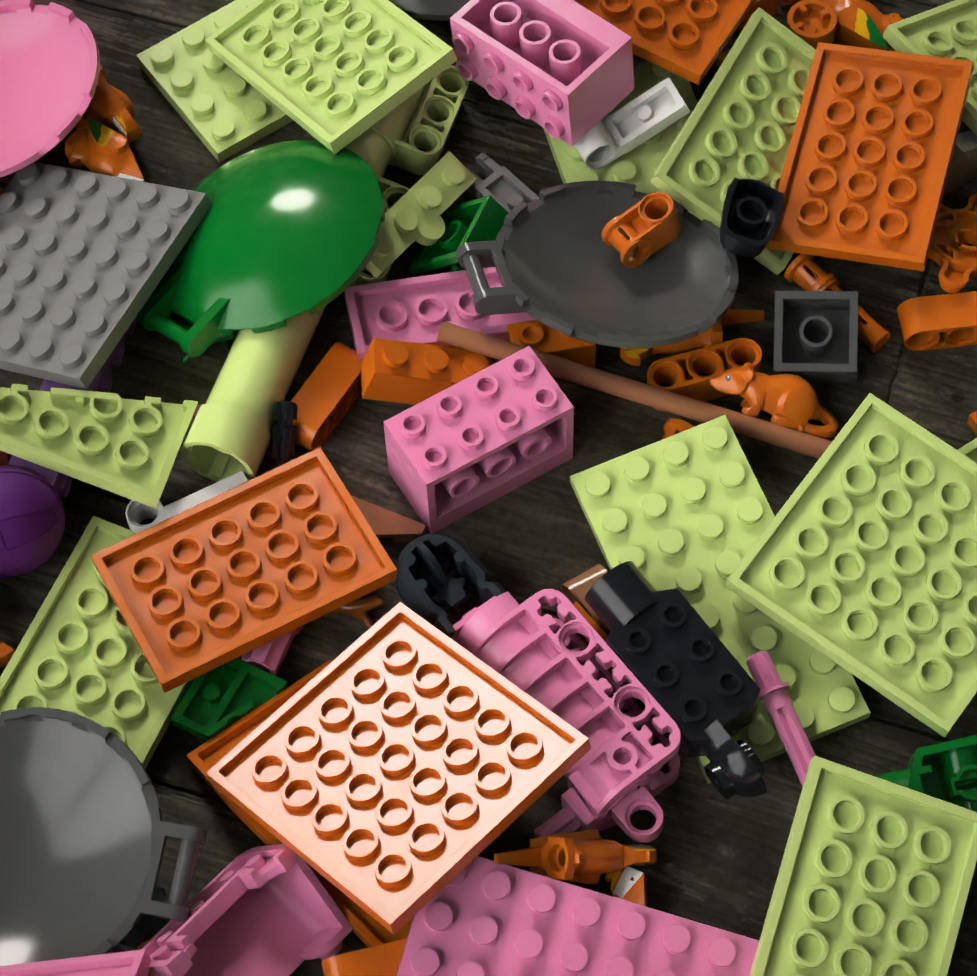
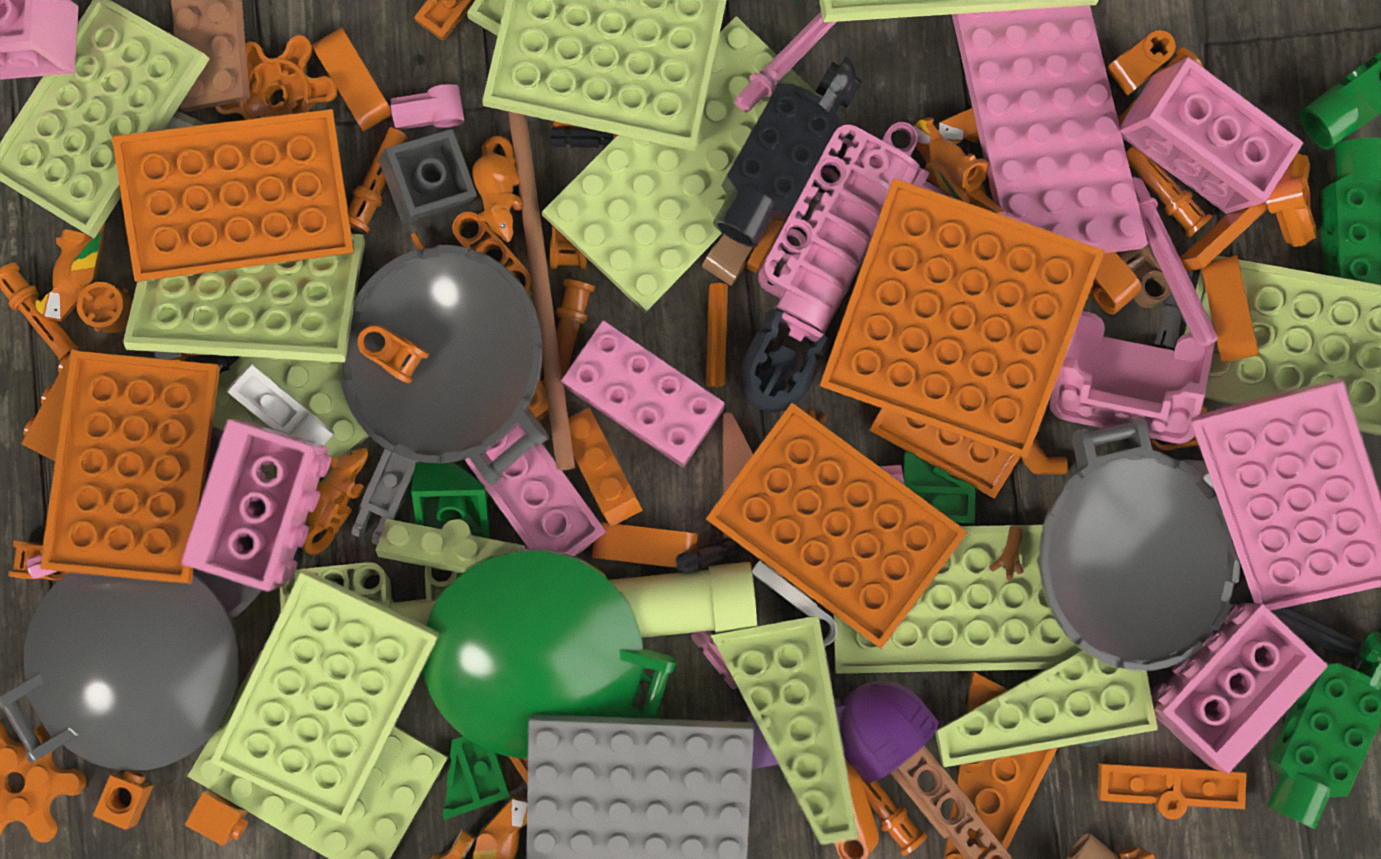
camera: 120 degrees left, 25 degrees up
(113, 726) = (1010, 554): none -> dark orange bar
(181, 163) = (473, 778): none -> green wing
(209, 817) = (1041, 464): none -> orange arm
(514, 555) = (716, 335): none -> orange axle
(521, 144) = (333, 499): none -> orange animal
(605, 422) = (571, 316): none -> orange pin
(749, 217) = (345, 264): black piece -> none
(895, 375) = (438, 108): none -> bright pink piece

